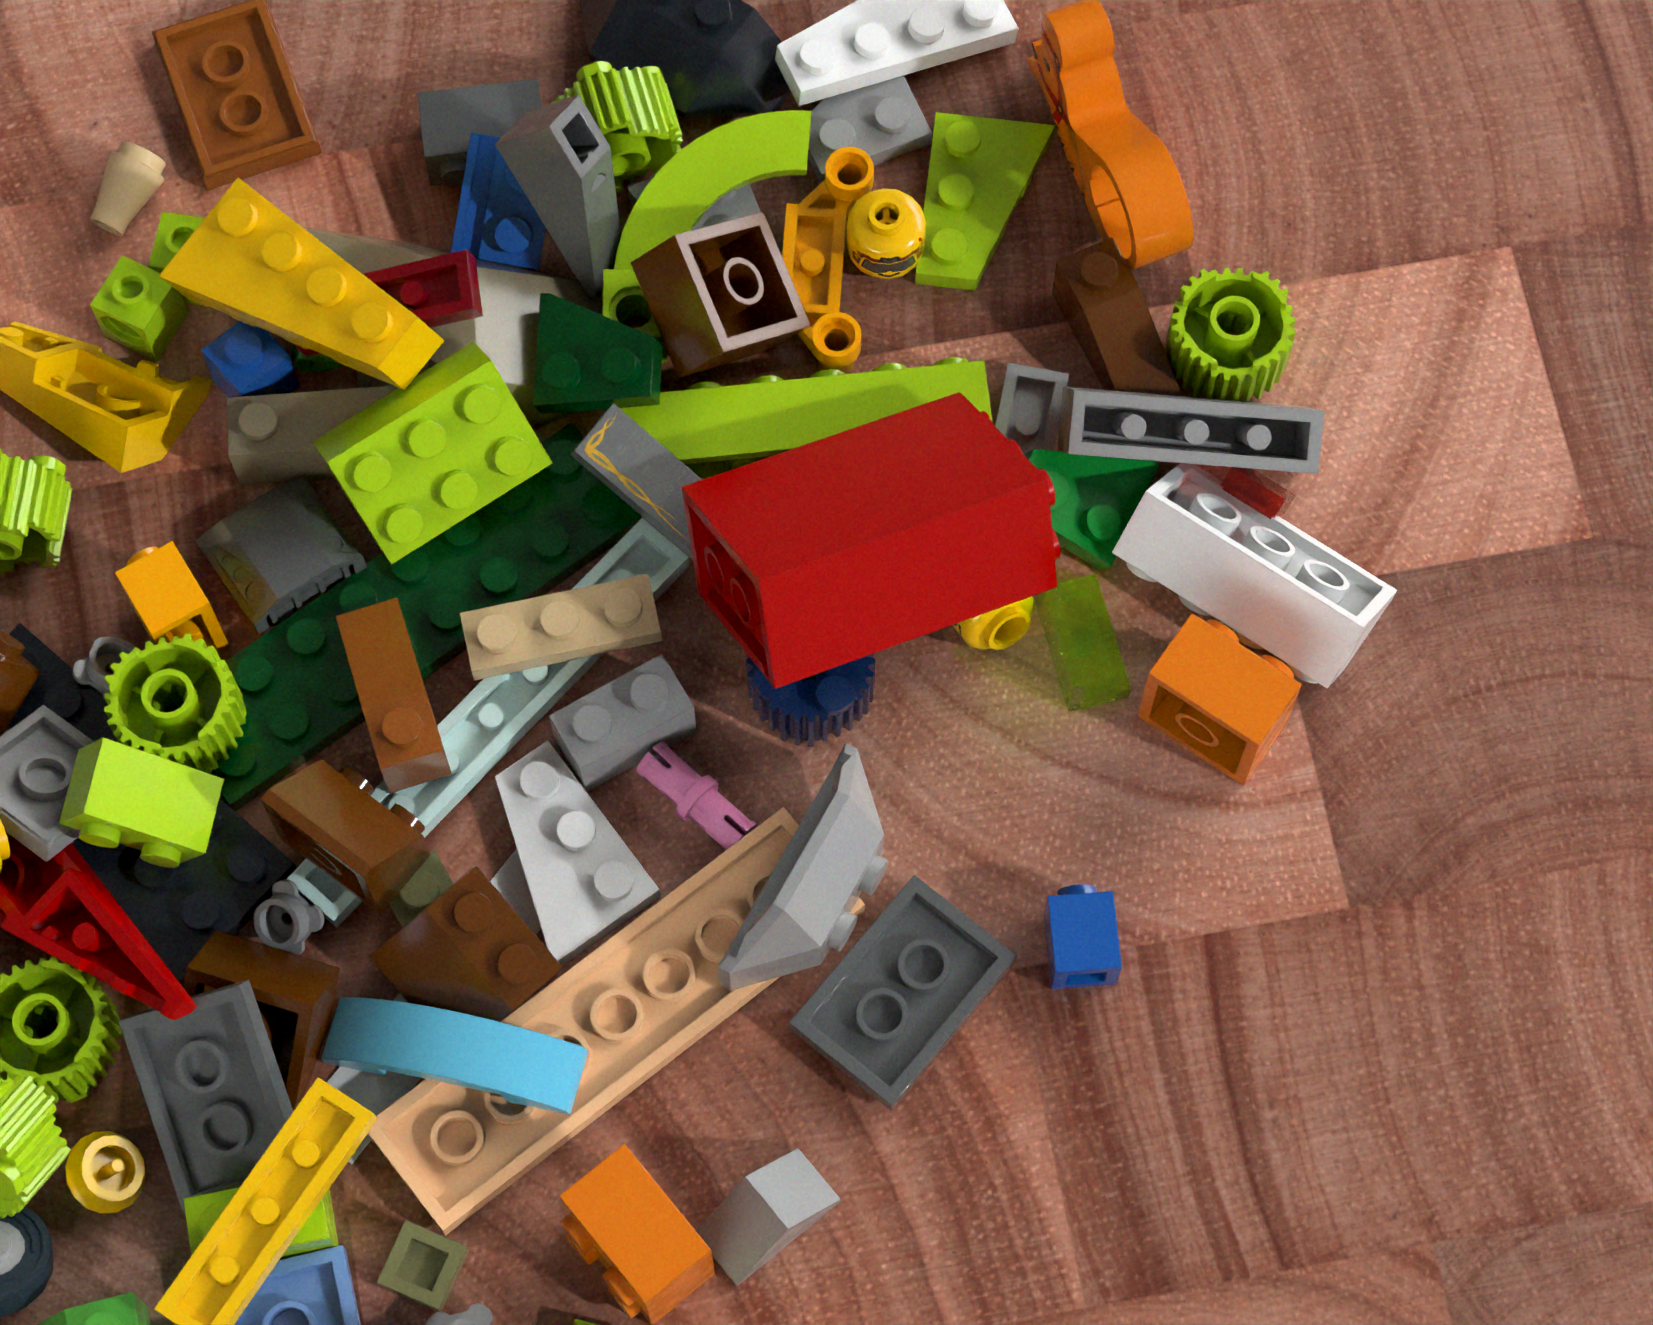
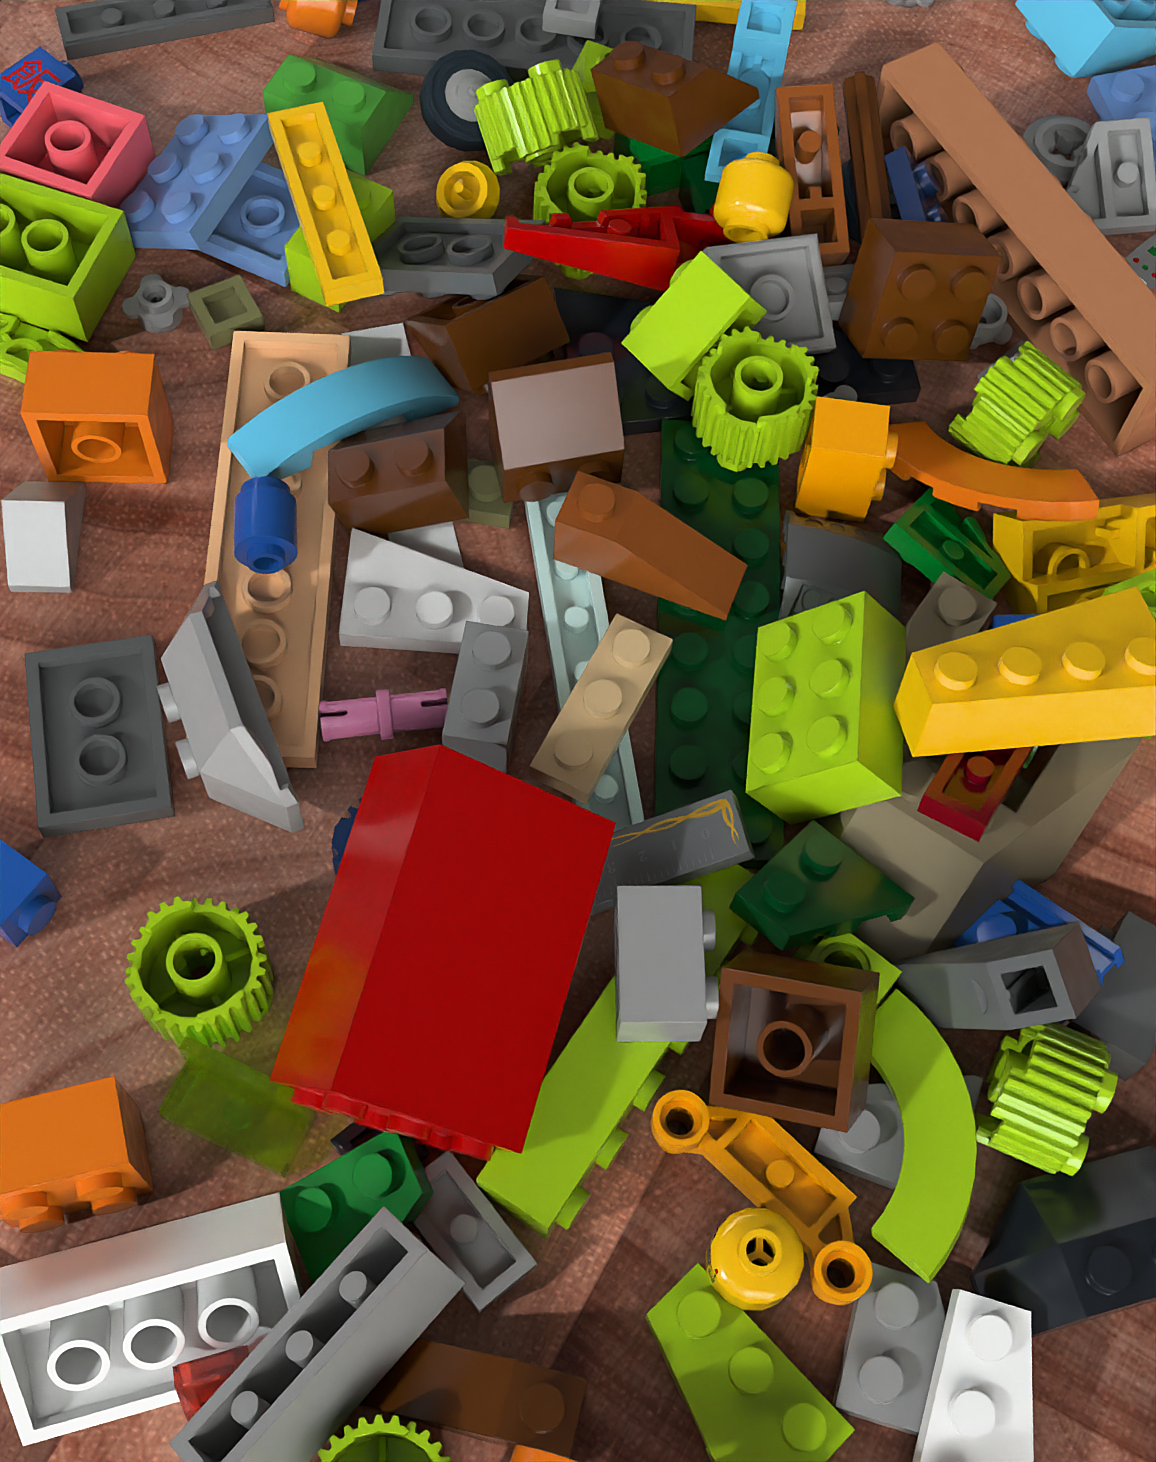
camera: 125 degrees right, 5 degrees down
(106, 498) = (976, 481): none -> orange tile
(179, 492) = (938, 541): none -> green wing
(625, 1000) = (265, 525): none -> blue brick
(747, 407) = (662, 964): none -> light grey brick
(1011, 765) = (188, 938): none -> lime brick

